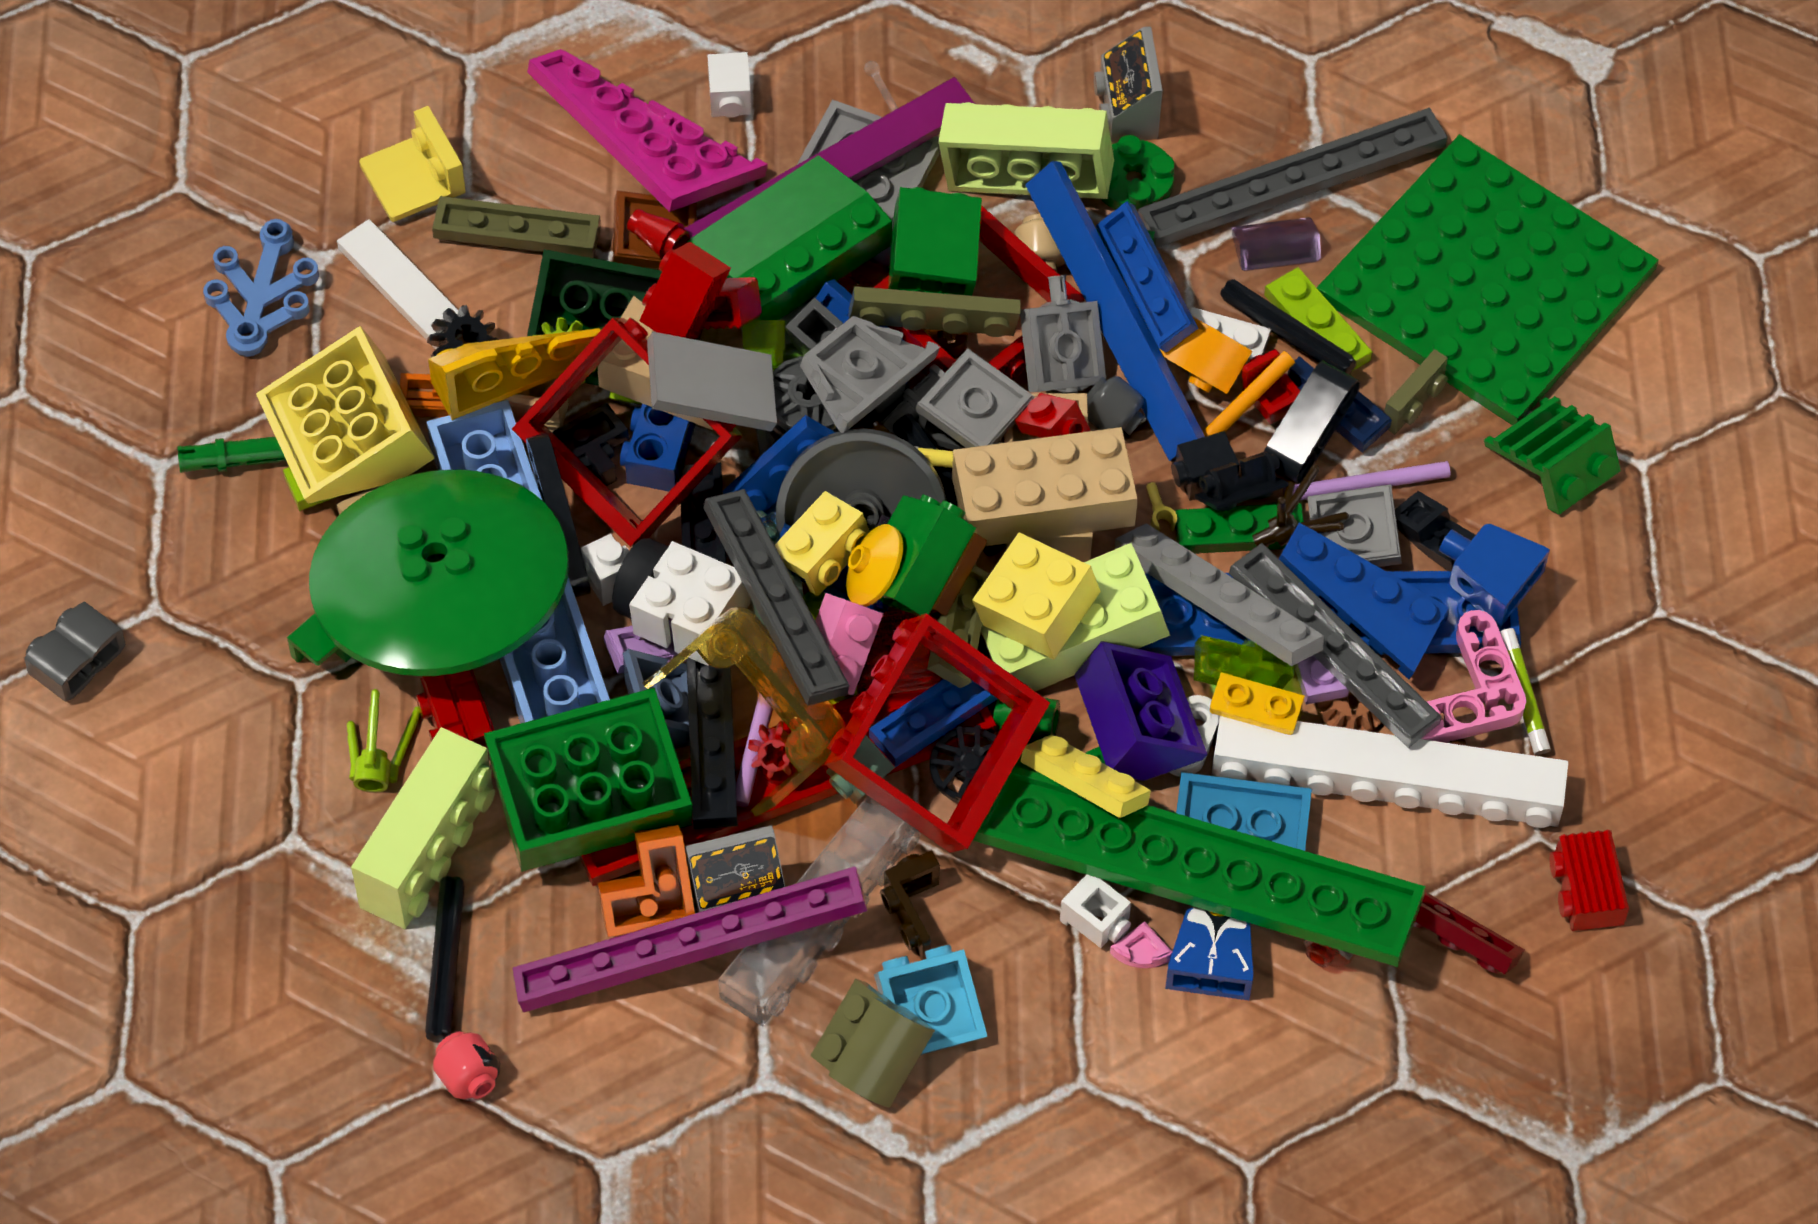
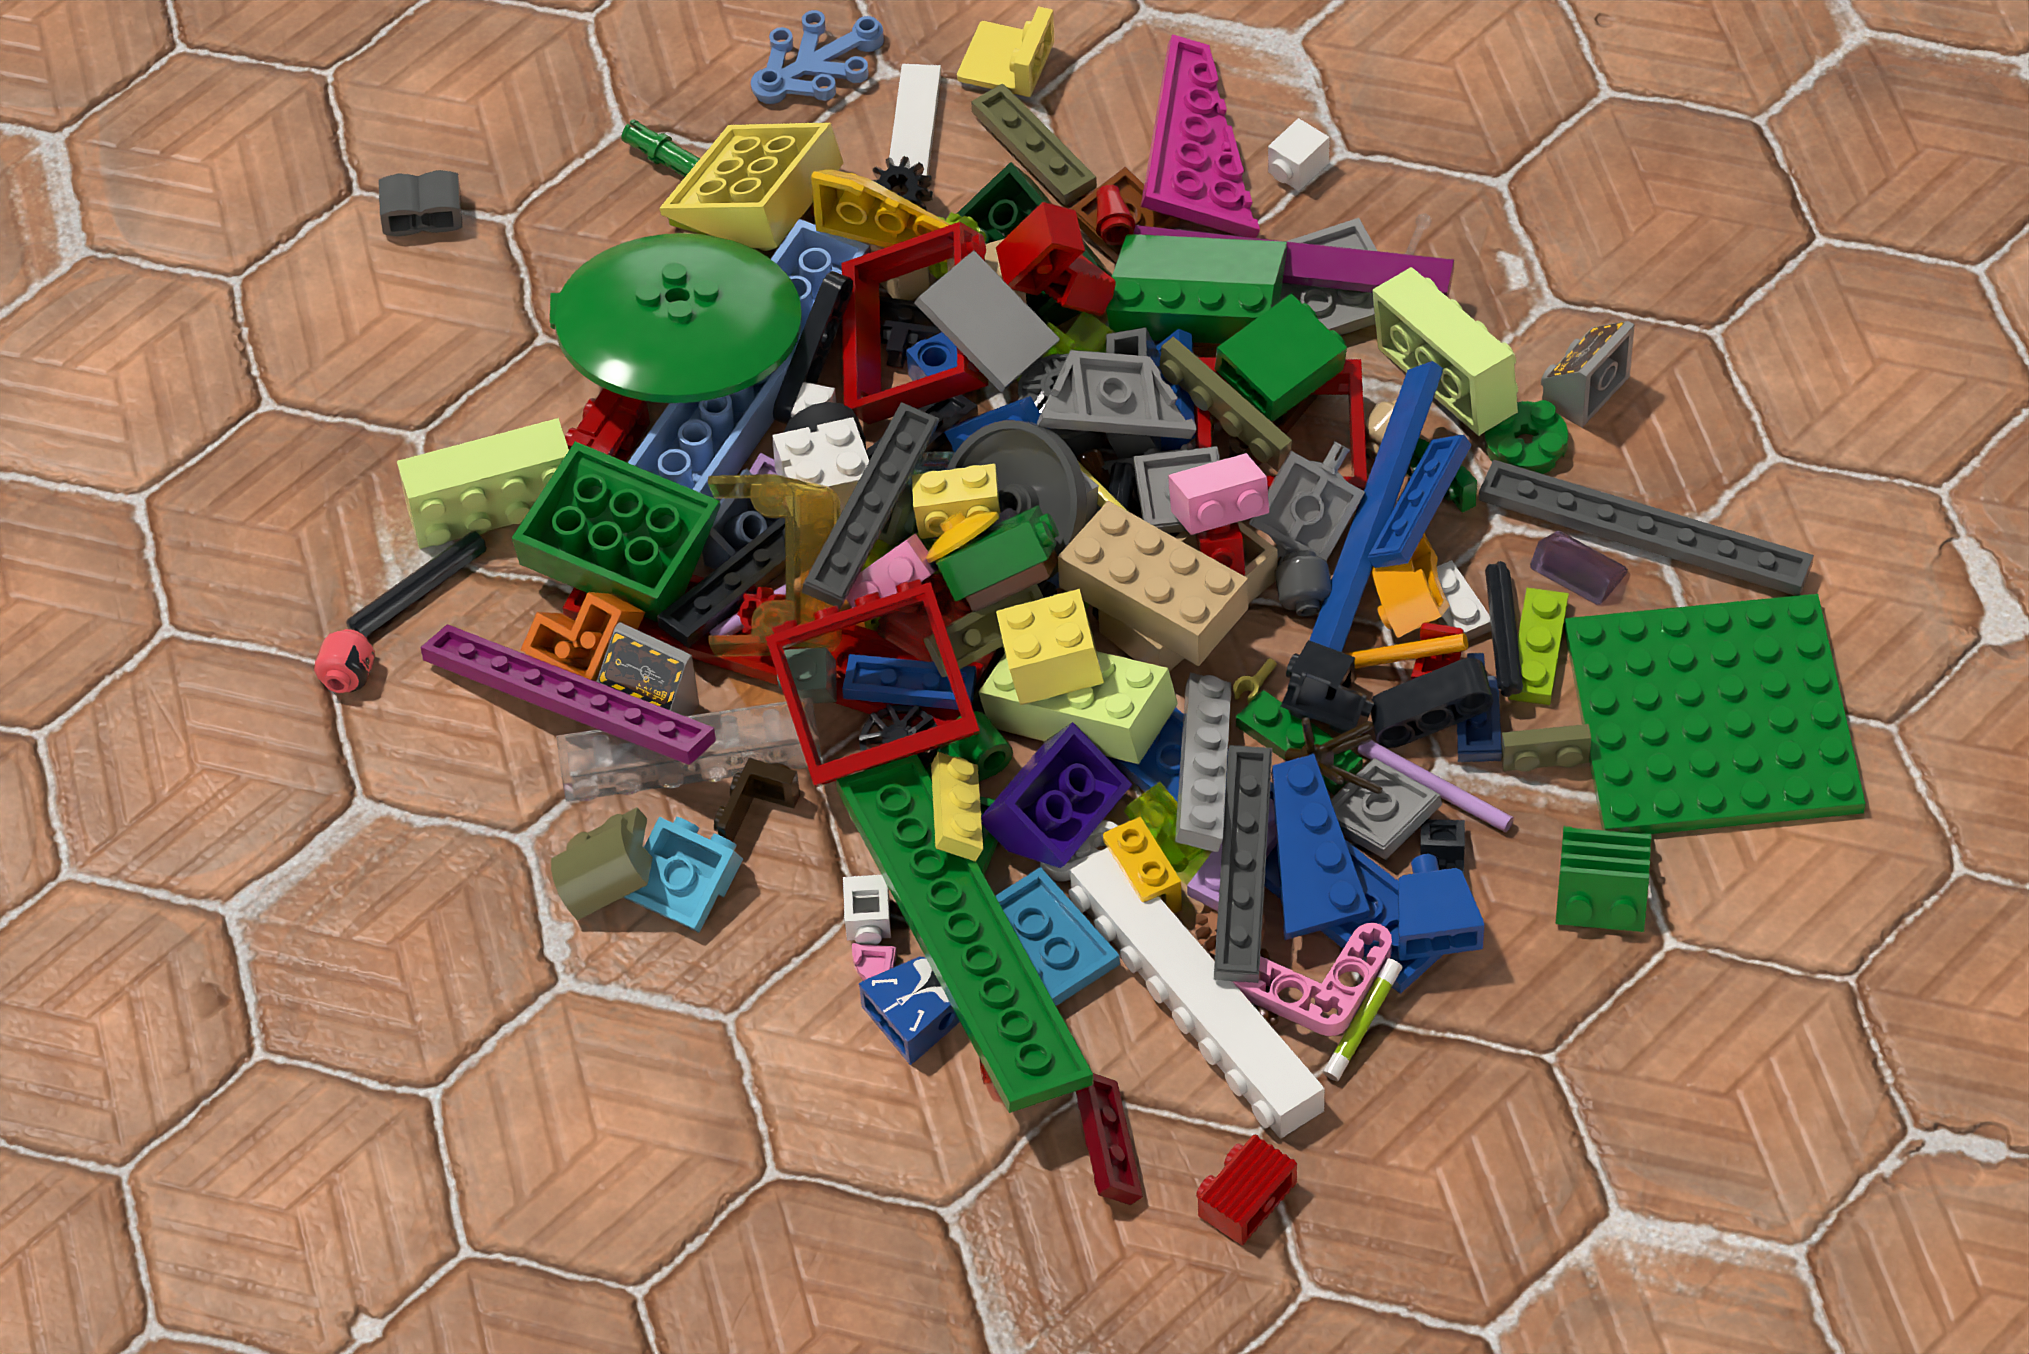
camera: 50 degrees right, 5 degrees down
(372, 769) = (516, 416): lime plant -> none
(1026, 380) = (1218, 494): none -> bright pink brick

